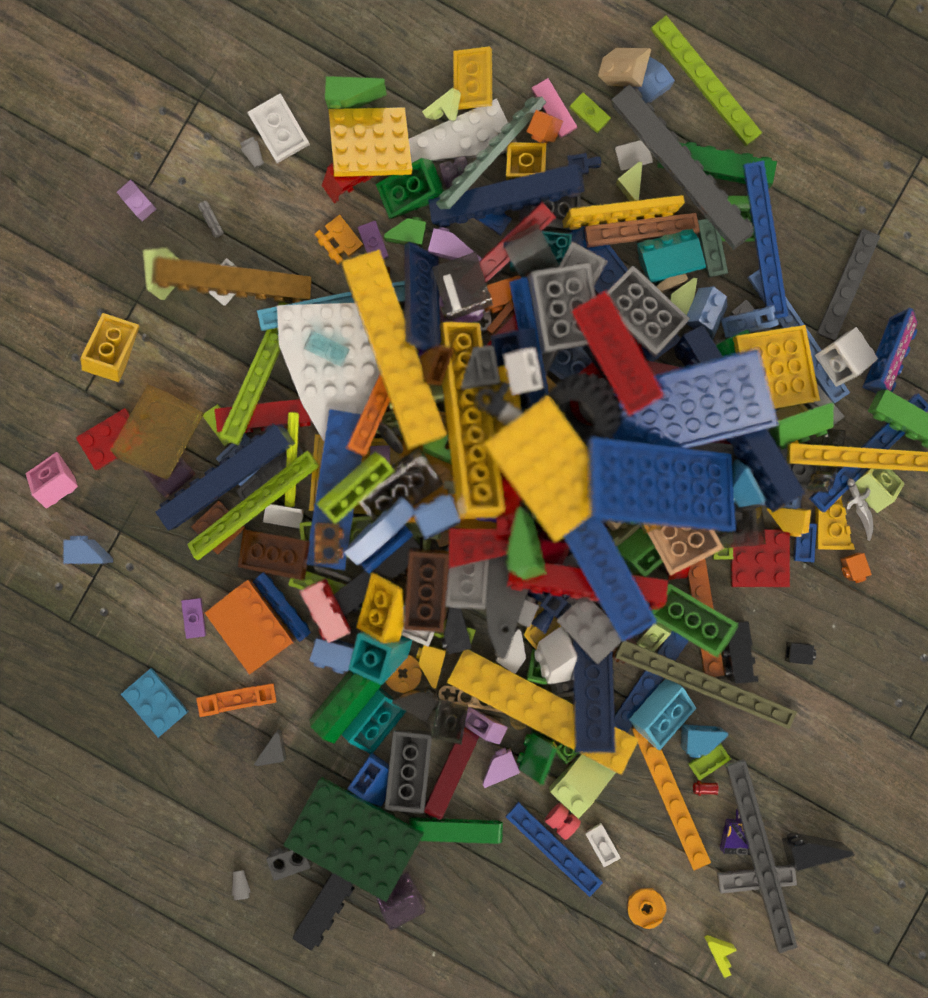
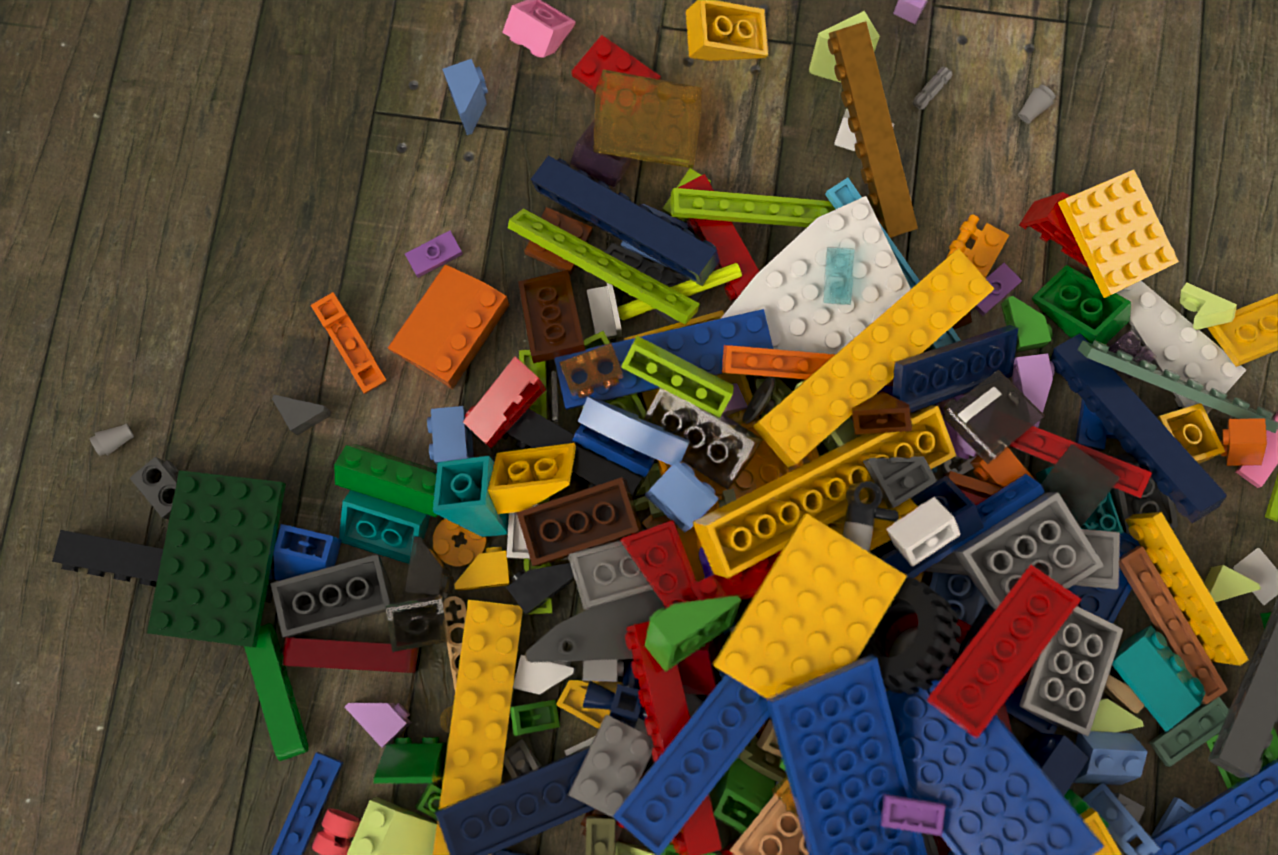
camera: 75 degrees right, 10 degrees down
(154, 702) = (310, 248): dark azure plate -> none
(278, 128) = (1079, 123): white plate -> none
(281, 606) = (492, 347): blue plate -> none
(352, 91) = (1171, 190): bright green slope -> none
(402, 903) = (154, 658): slope -> none
(438, 449) = (769, 466): bright green slope -> none
(485, 726) = (428, 675): lavender slope -> none
(556, 656) = (556, 734): white slope -> none
(584, 163) = (1221, 517): dark blue plate -> none
(694, 453) = (912, 814): none -> medium lavender plate

